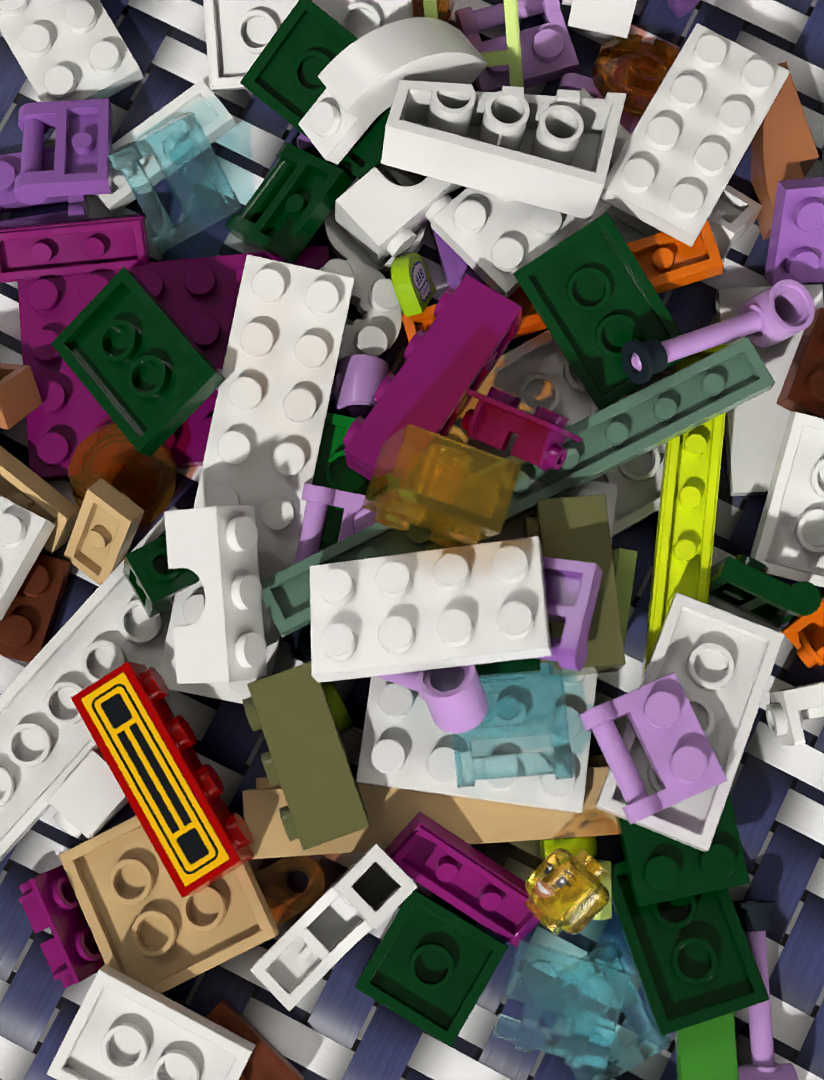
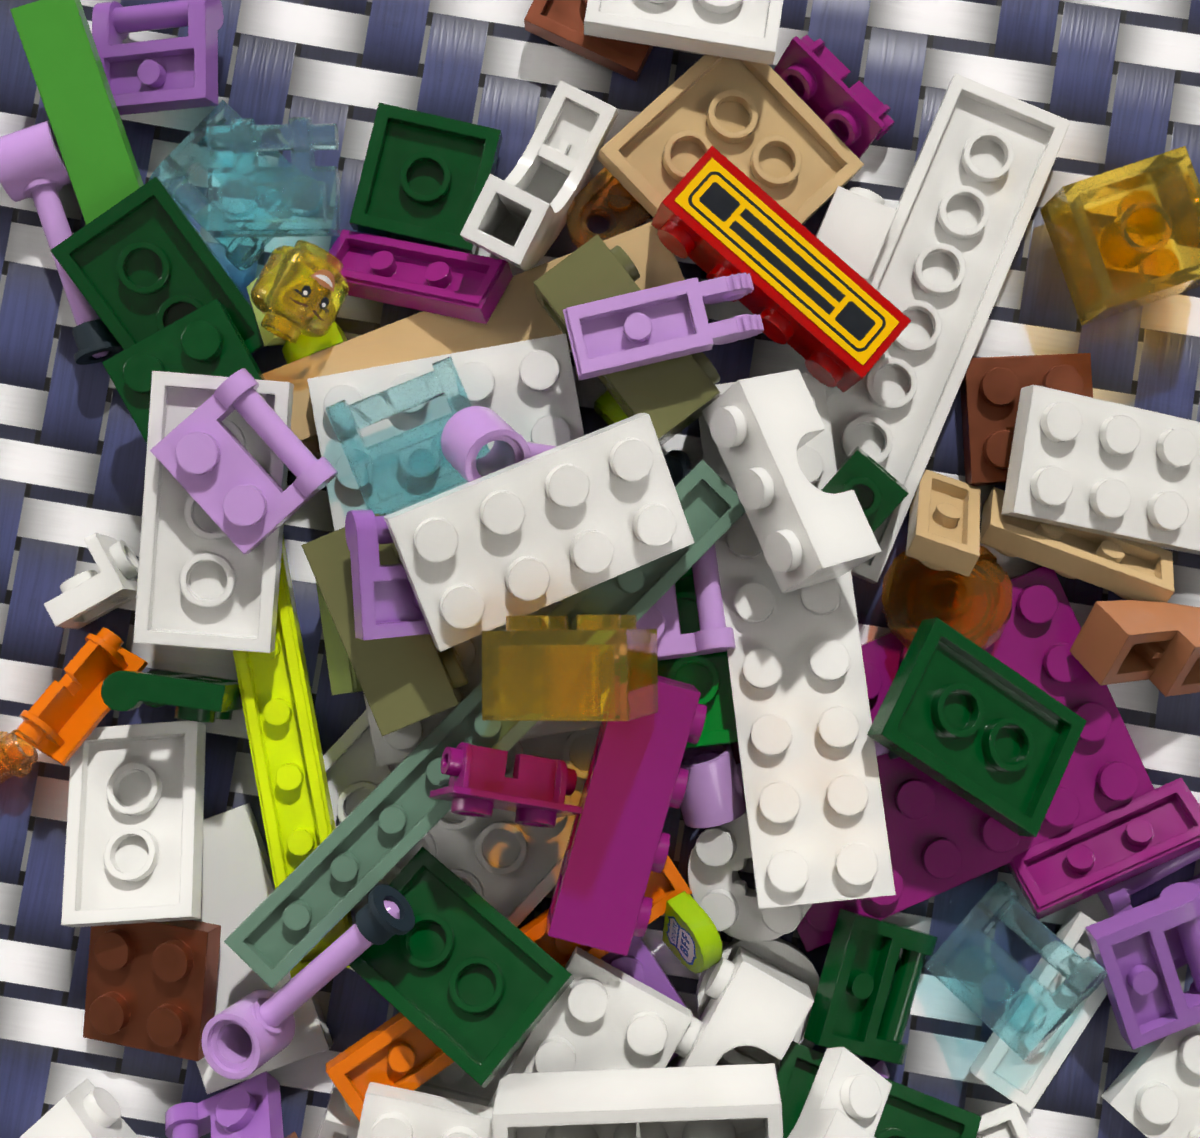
camera: 165 degrees right, 5 degrees up
(283, 752) = (656, 324): none -> lavender hinge

